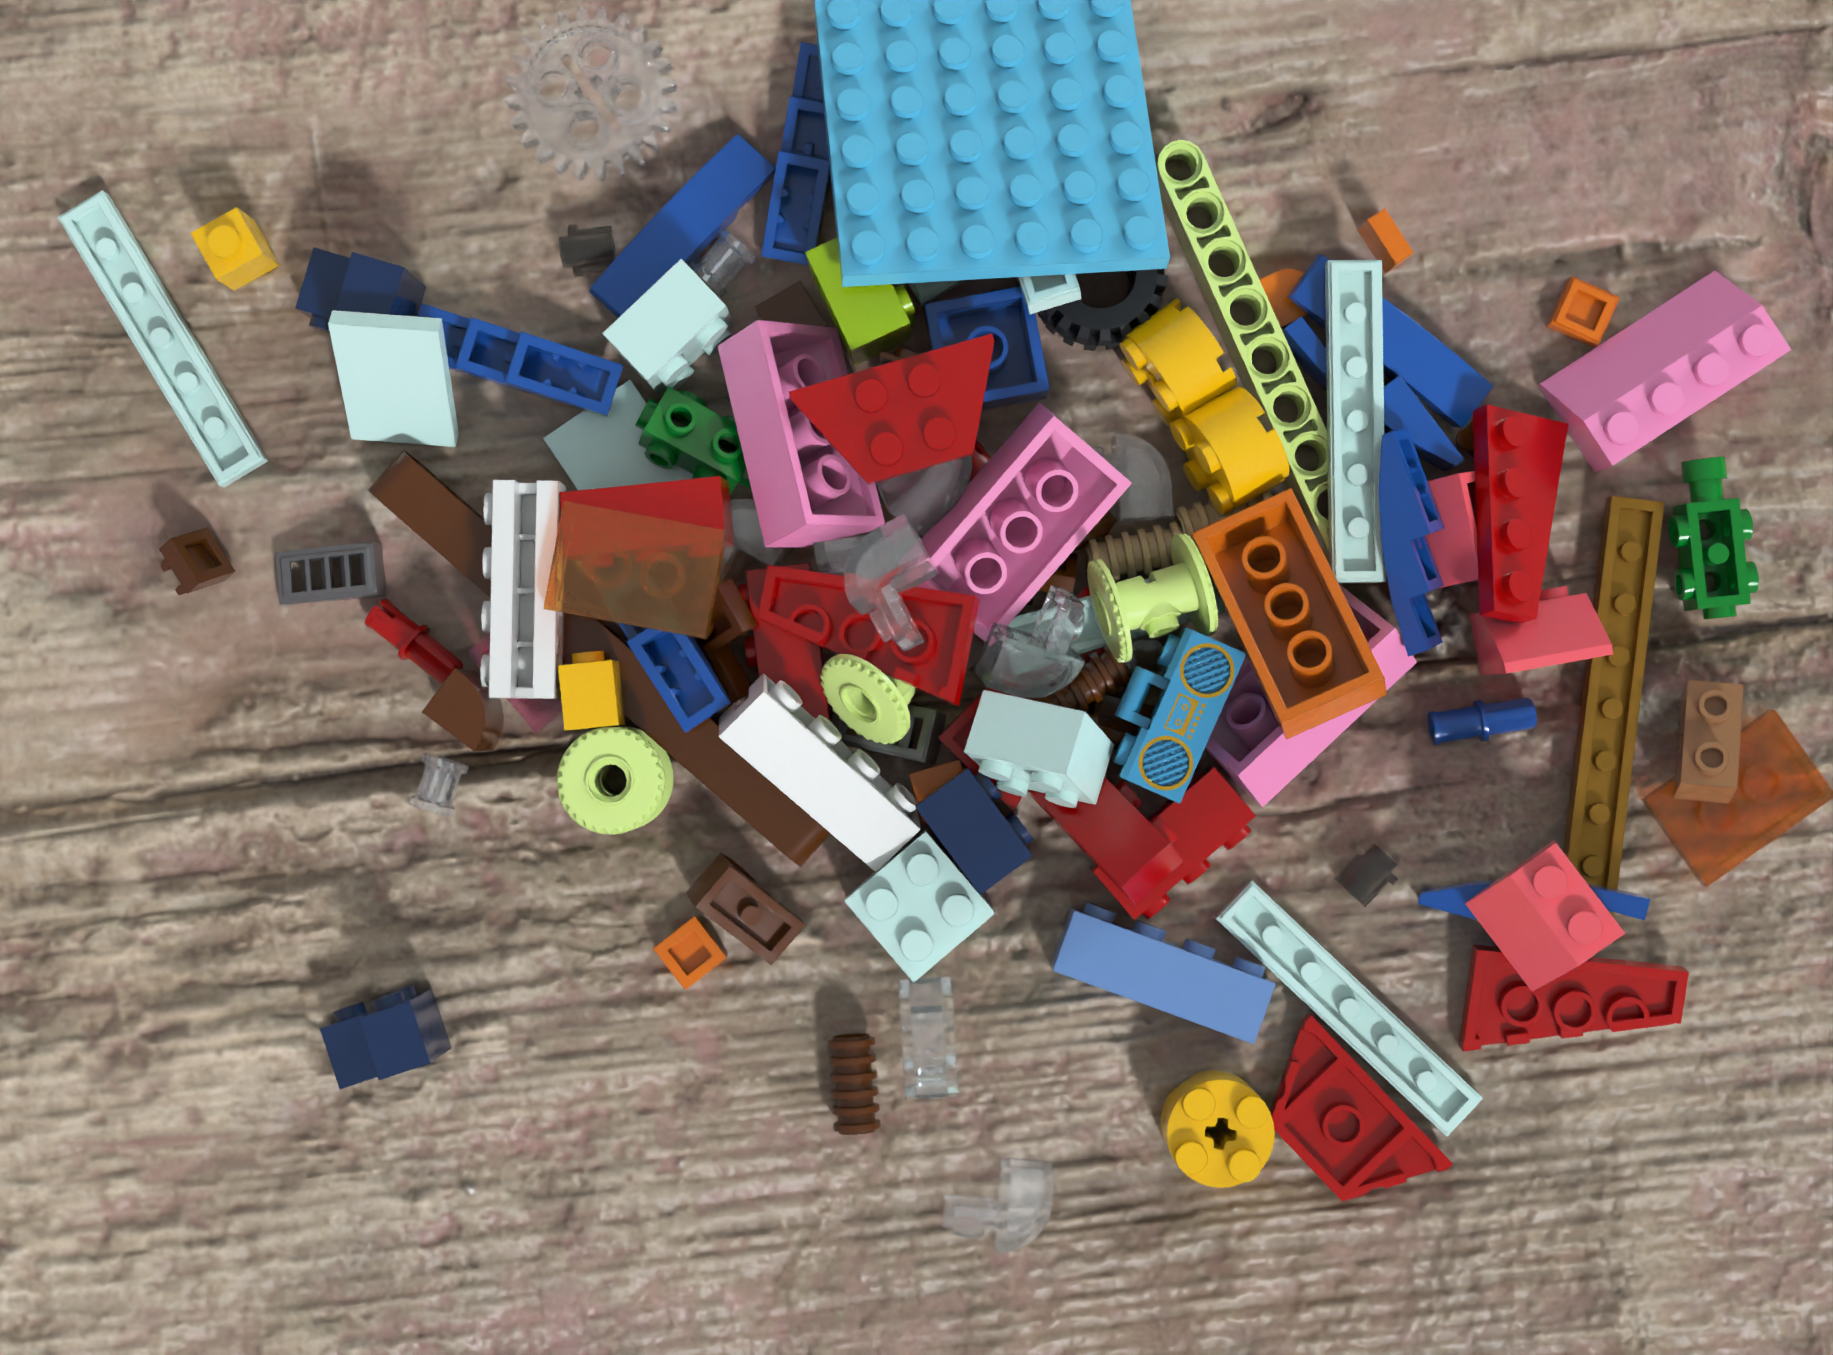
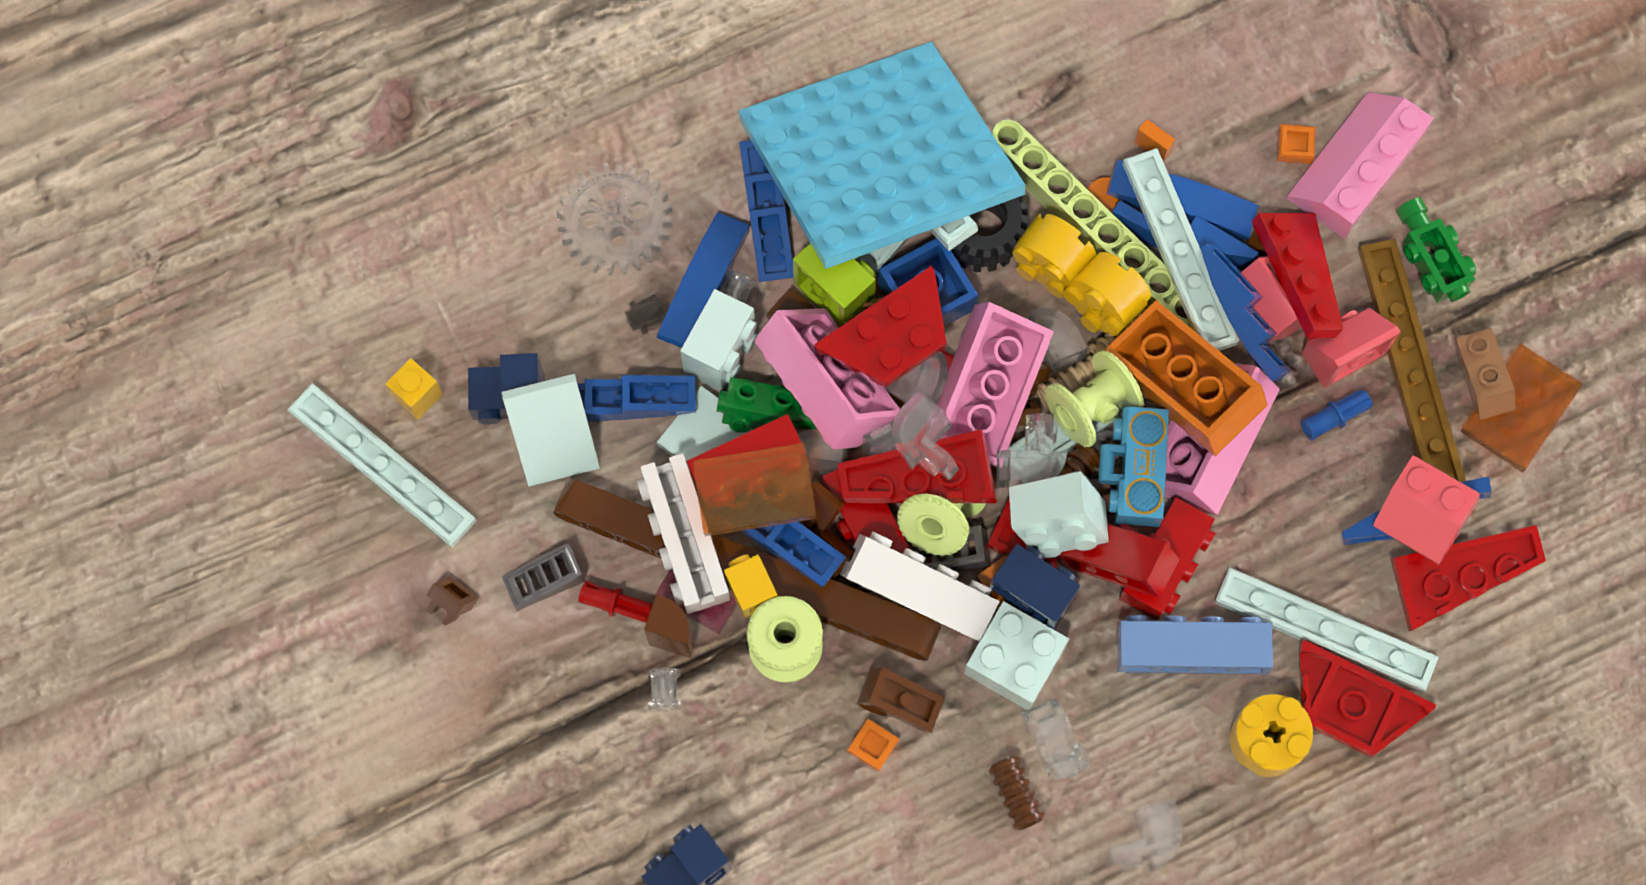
camera: 20 degrees left, 15 degrees down
(1367, 873) = (1303, 536): clear smoke hose -> none

